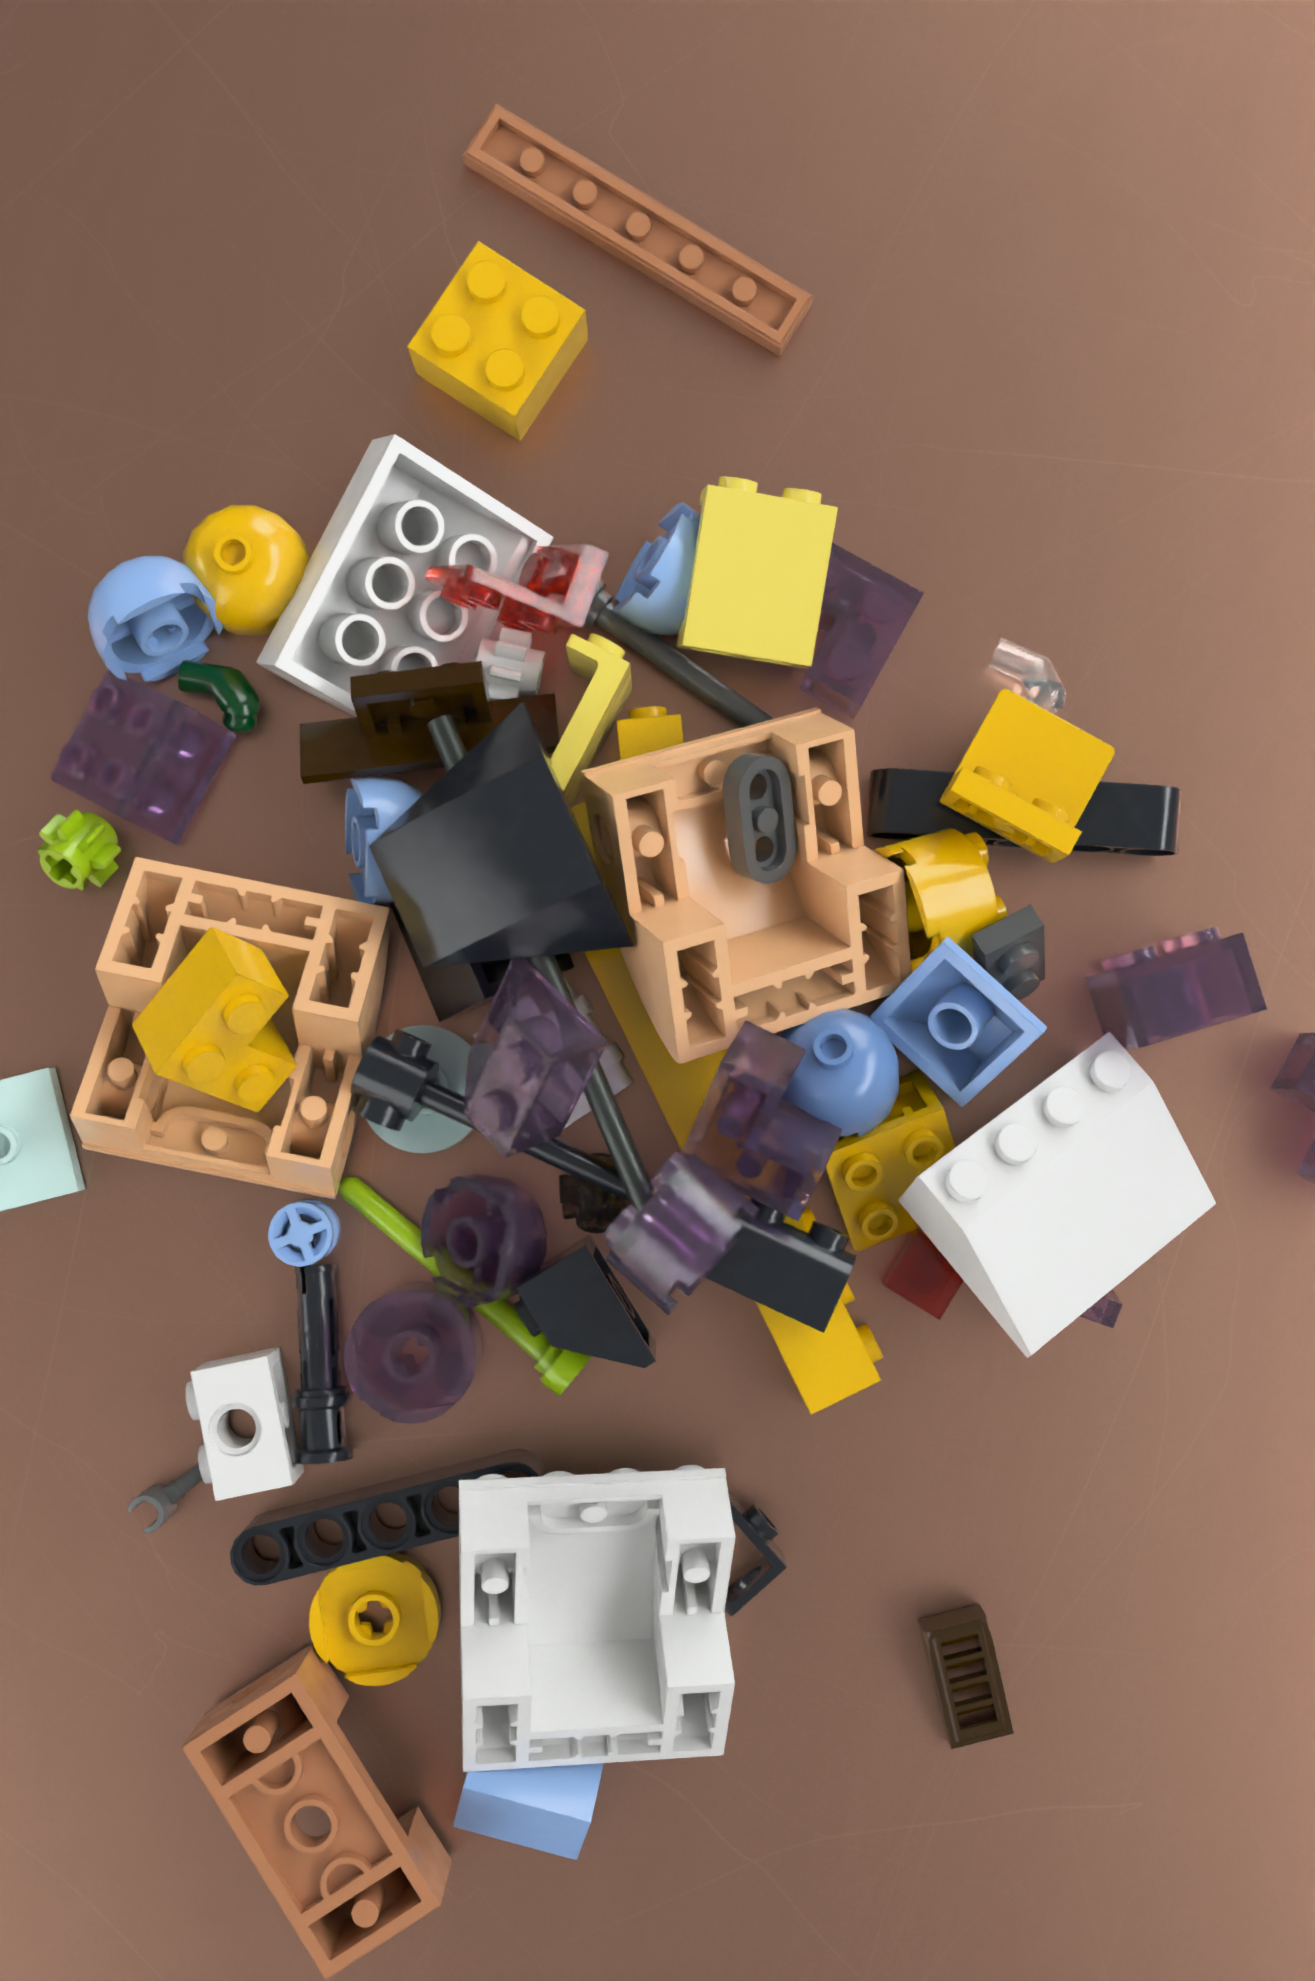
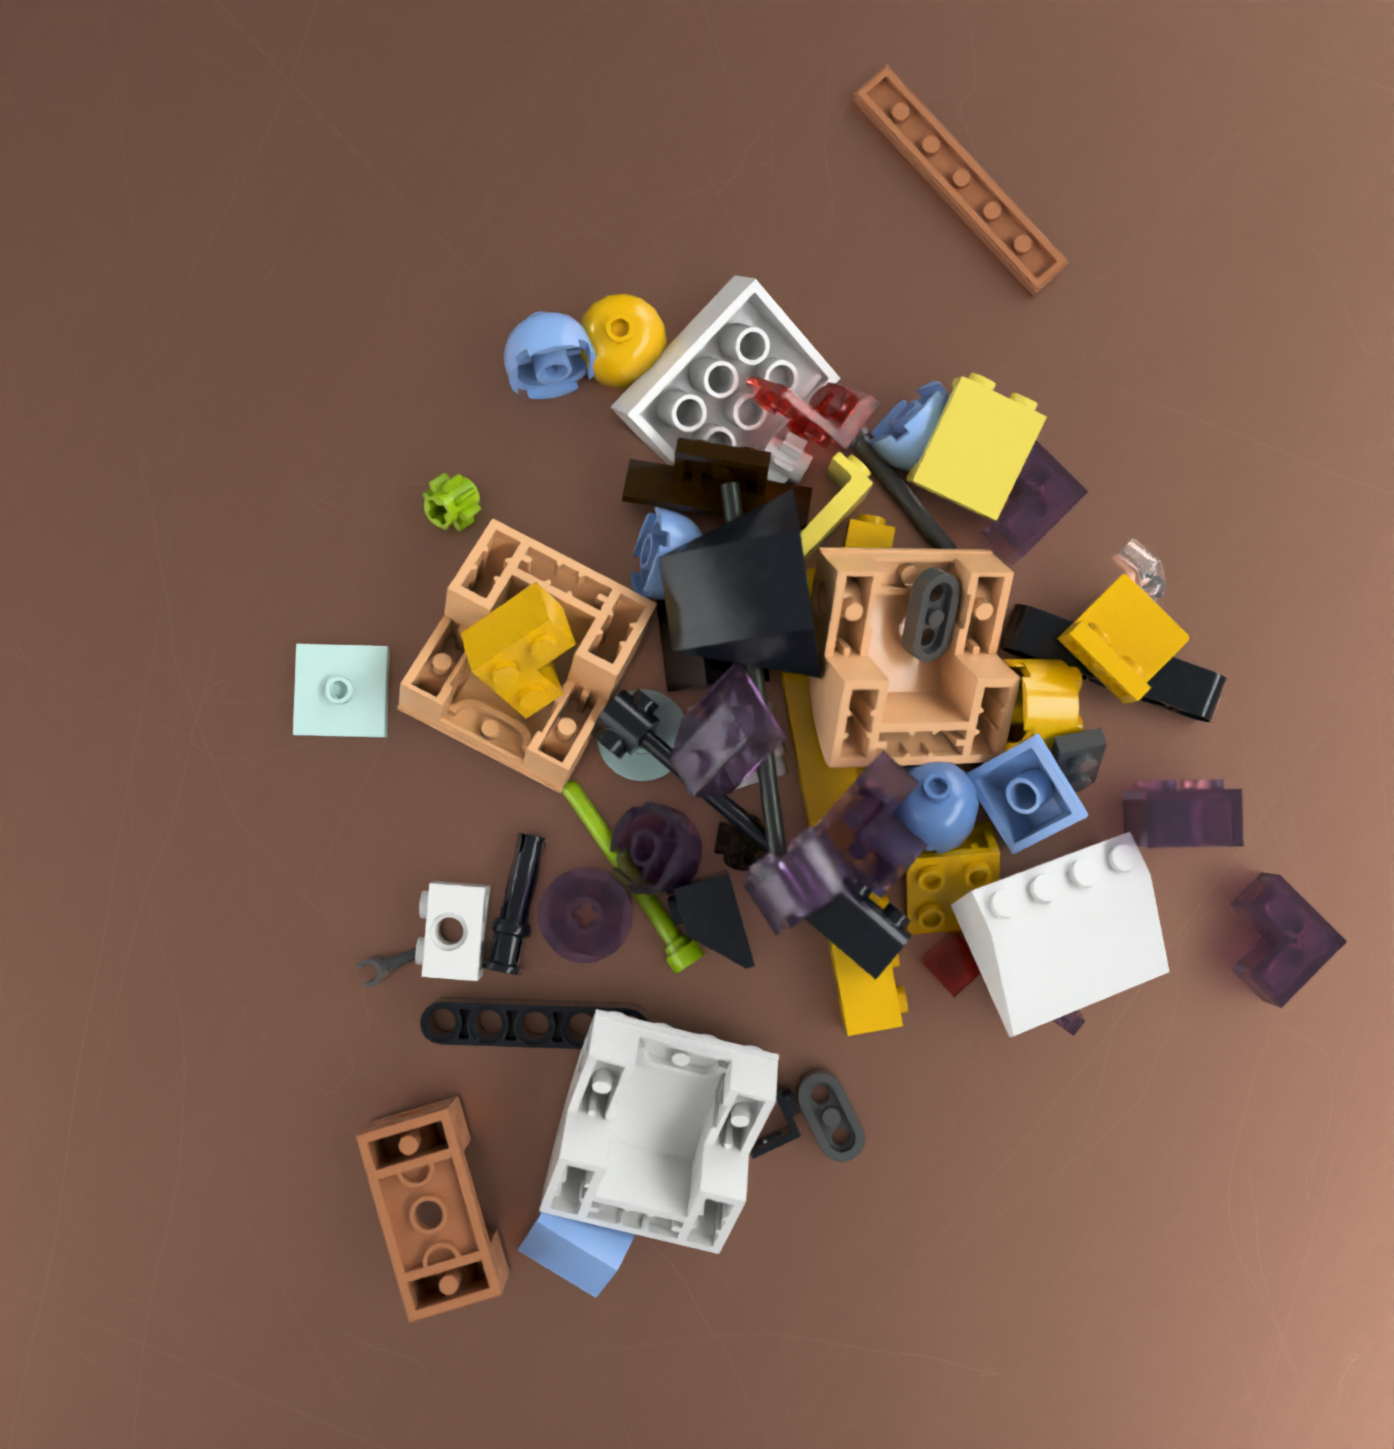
camera: 15 degrees right, 0 degrees up
(143, 756) = (513, 448): clear purple bracket -> none
(229, 689) = (585, 418): dark green arm -> none
(292, 1237) = (523, 810): light blue wheel -> none
(351, 1645) = (484, 1105): yellow plate -> none
(499, 341) = (842, 232): yellow brick -> none
(818, 1524) = (829, 1115): none -> dark grey plate
(954, 1628) = (901, 1213): dark brown slope -> none

